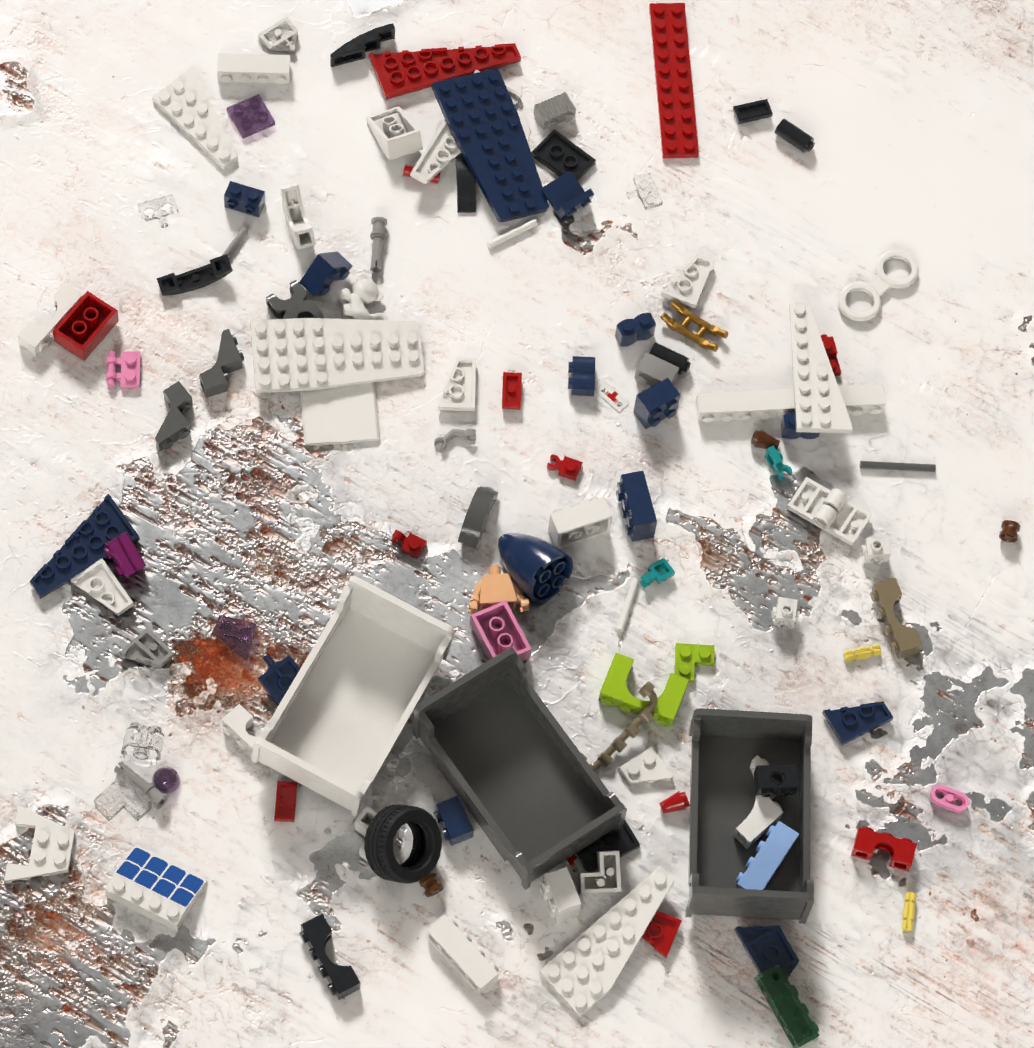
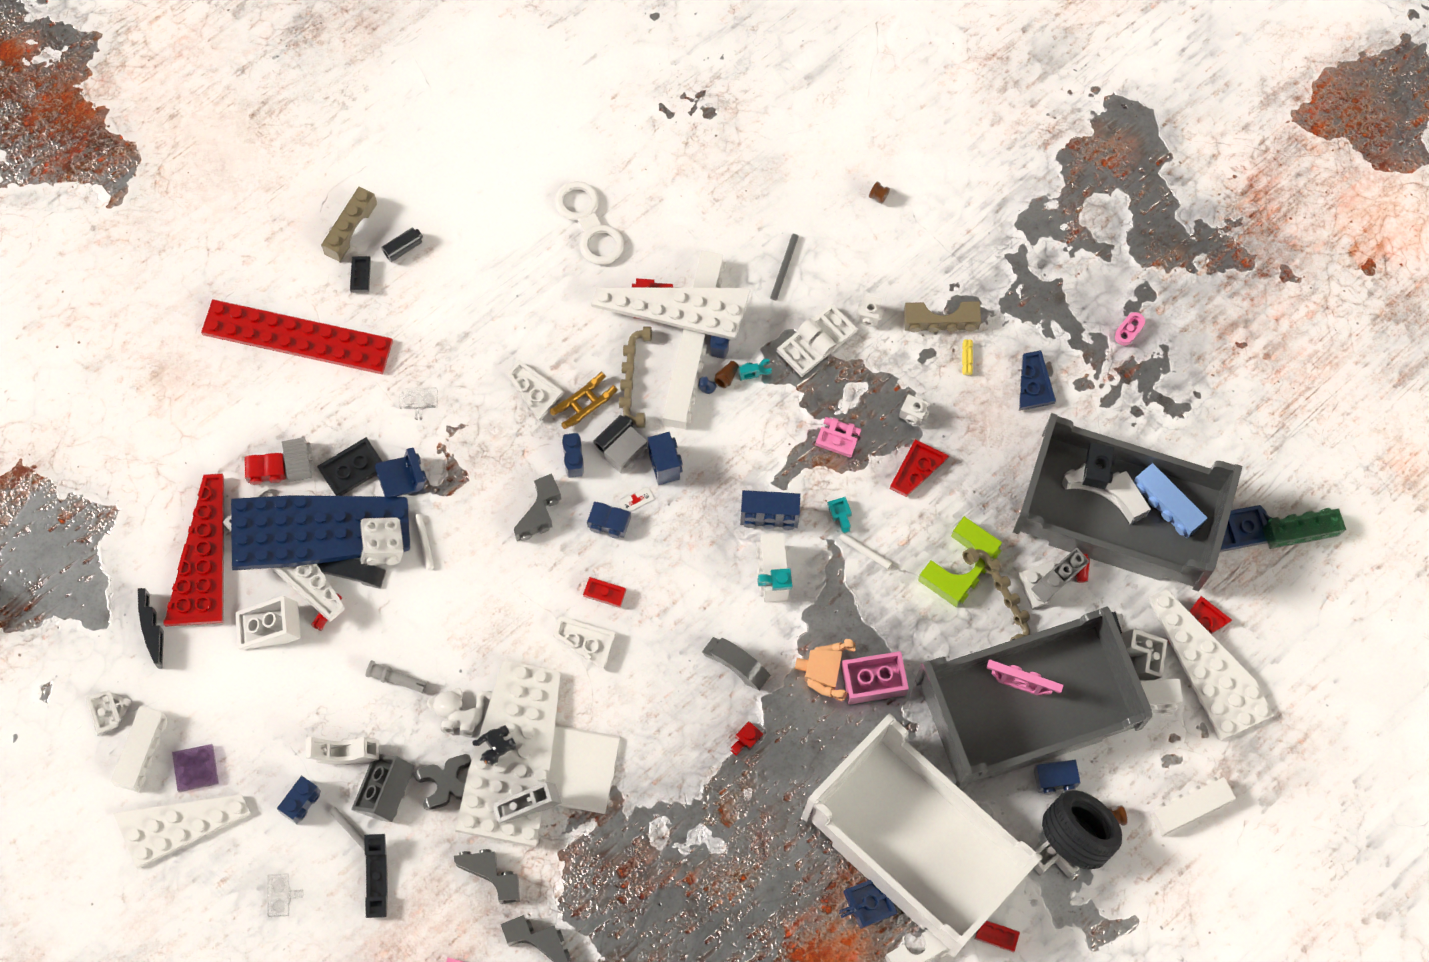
camera: 70 degrees left, 5 degrees up
(236, 634) = (803, 938): wing -> none
(274, 262) = (383, 787): none -> dark grey slope
(291, 369) = (527, 802): none -> light grey slope
(323, 271) = (416, 736): dark blue brick -> none
(335, 332) = (497, 744): none -> black animal
(341, 978) = (1195, 929): black arch -> none
(468, 434) = (640, 648): light grey arm -> none
(497, 193) = (381, 541): none -> white bracket
(534, 565) = (804, 625): dark blue cylinder -> none
(535, 753) = (1028, 682): none -> bright pink wing
(536, 87) = (265, 468): none -> red brick
(562, 520) = (779, 579): none -> teal plate
(565, 317) = (537, 518): none -> dark grey arch
(567, 467) = (703, 563): red plate -> none
(657, 779) = (1060, 575): none -> light grey slope
(690, 655) = (933, 512): lime plate -> none
(691, 377) = (628, 367): none -> dark tan bar
(727, 630) = (917, 467): none -> red wing
(729, 553) = (836, 441): none -> bright pink plate
(746, 426) = (706, 385): none -> dark blue piece
(779, 82) = (340, 235): none -> dark tan arch
(900, 850) = (1173, 386): red arch -> none
(908, 911) = (1229, 397): light yellow axle -> none

